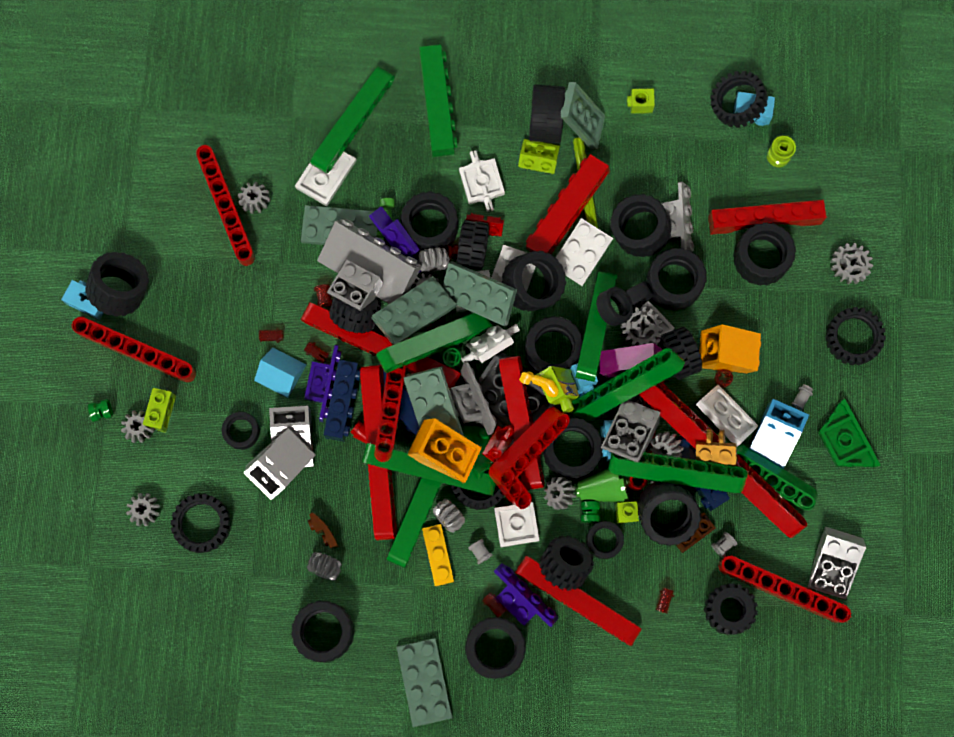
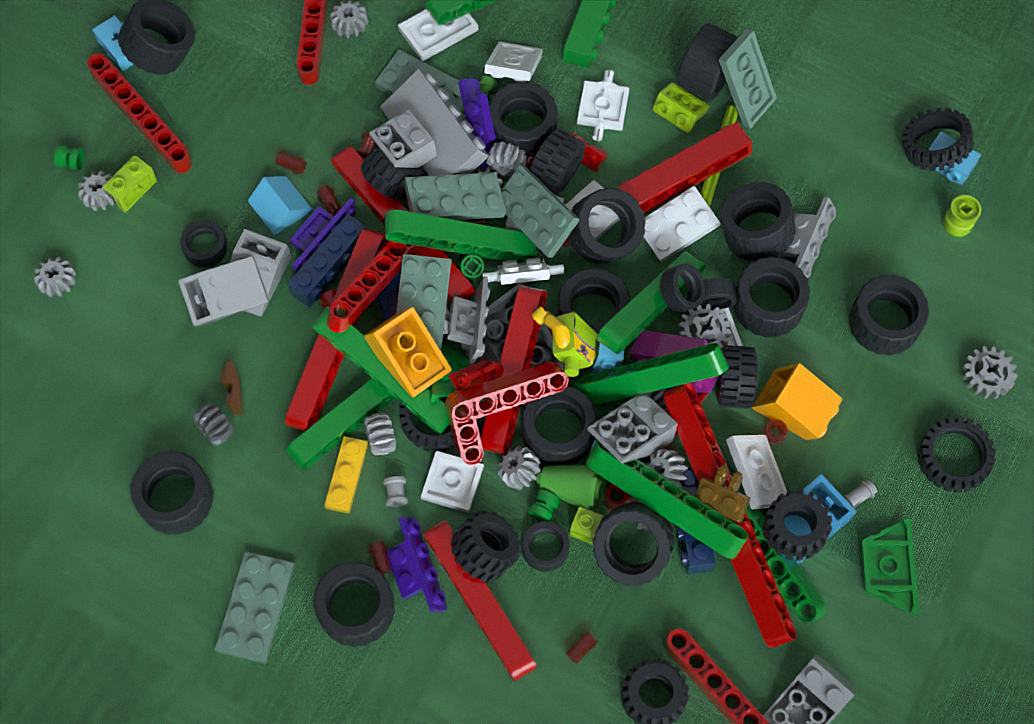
camera: 25 degrees right, 10 degrees down
(185, 505) = (100, 295): black tyre -> none
(399, 178) = (513, 61): none -> white plate
(646, 95) = (830, 92): lime brick -> none
(704, 529) = (663, 587): reddish brown slope -> none
(724, 544) = (684, 616): light grey bush -> none
(783, 432) = (805, 507): none -> black tyre
(796, 213) = (950, 289): red arch -> none

